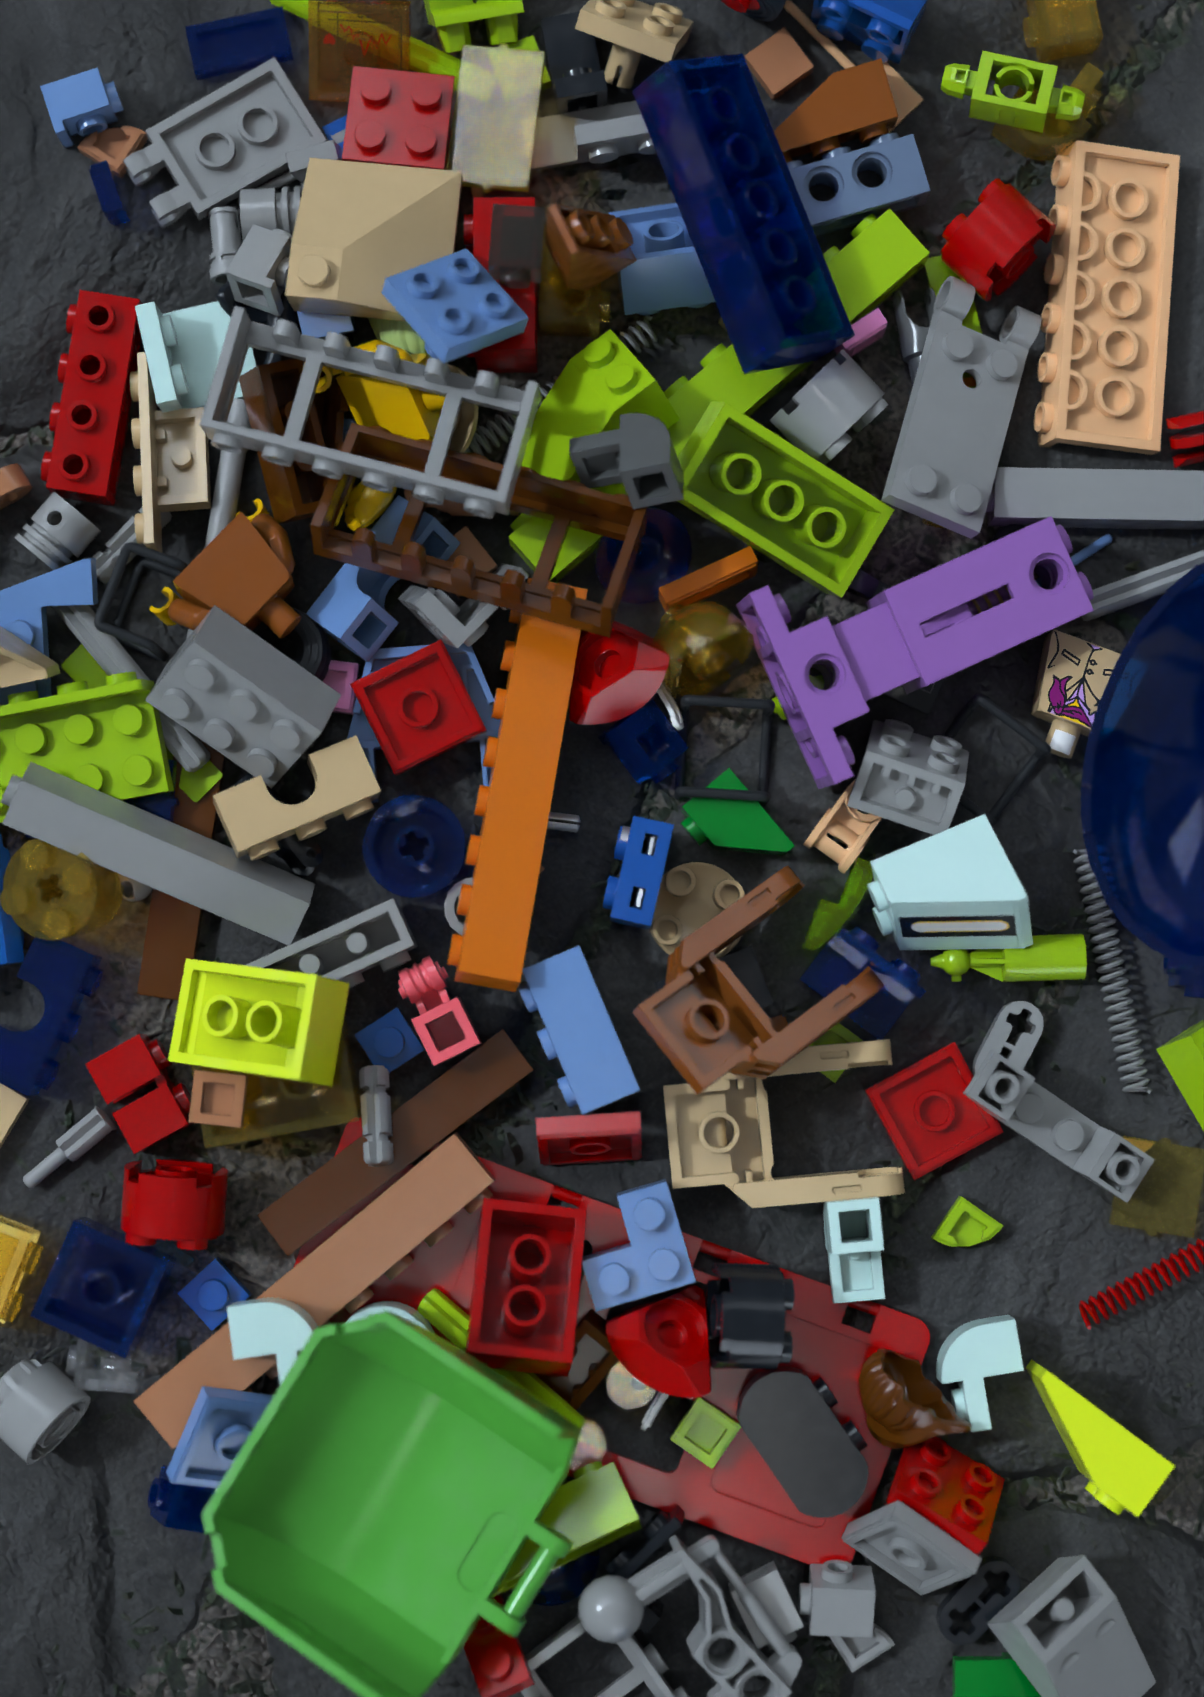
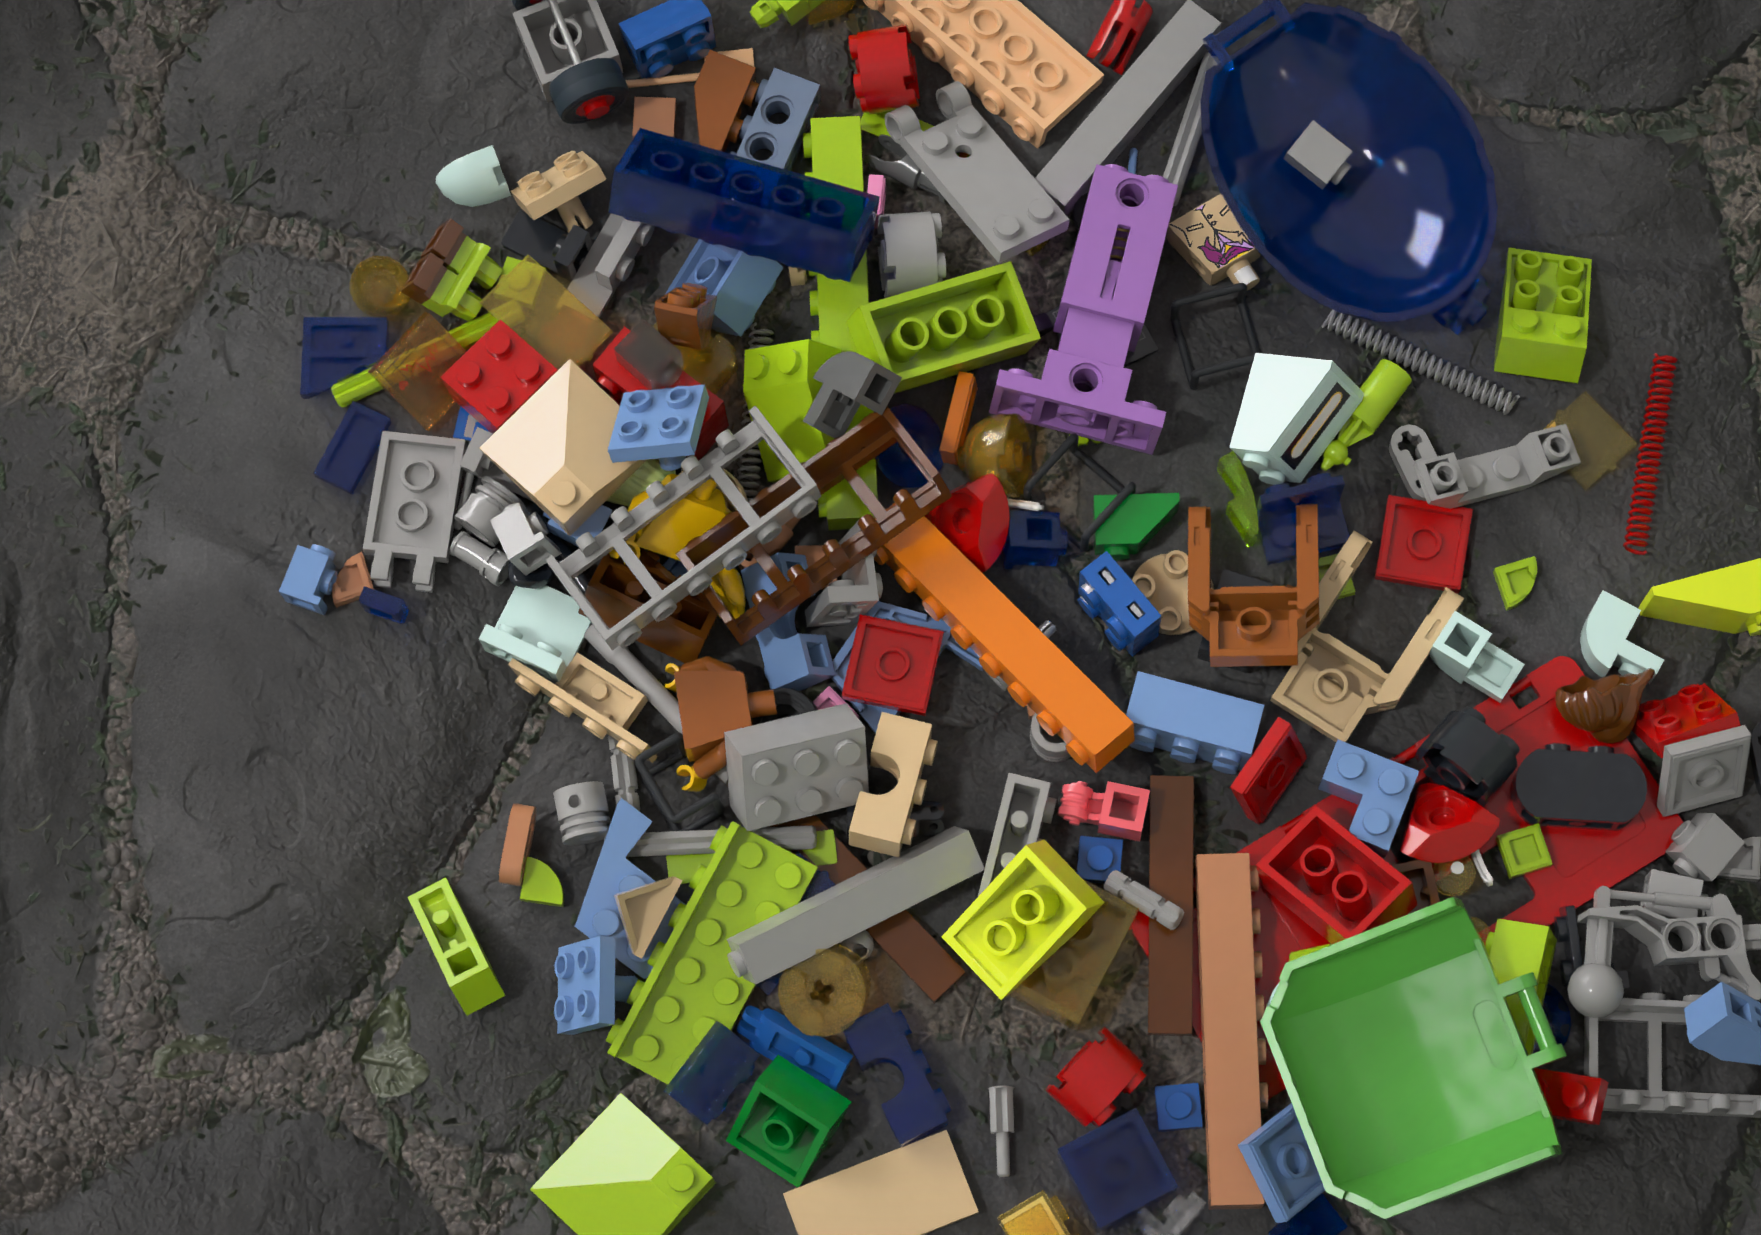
camera: 45 degrees left, 10 degrees down
(94, 399) = (511, 718): red brick -> none
(130, 1069) = (982, 1043): red piece -> none
(218, 1098) = (1052, 987): nougat tile -> none
(269, 1328) = (1235, 1067): light aqua brick -> none
(388, 837) = (967, 721): clear blue brick -> none
(845, 825) = (1190, 456): light nougat piece -> none
(910, 777) = (1194, 385): light grey bracket -> none

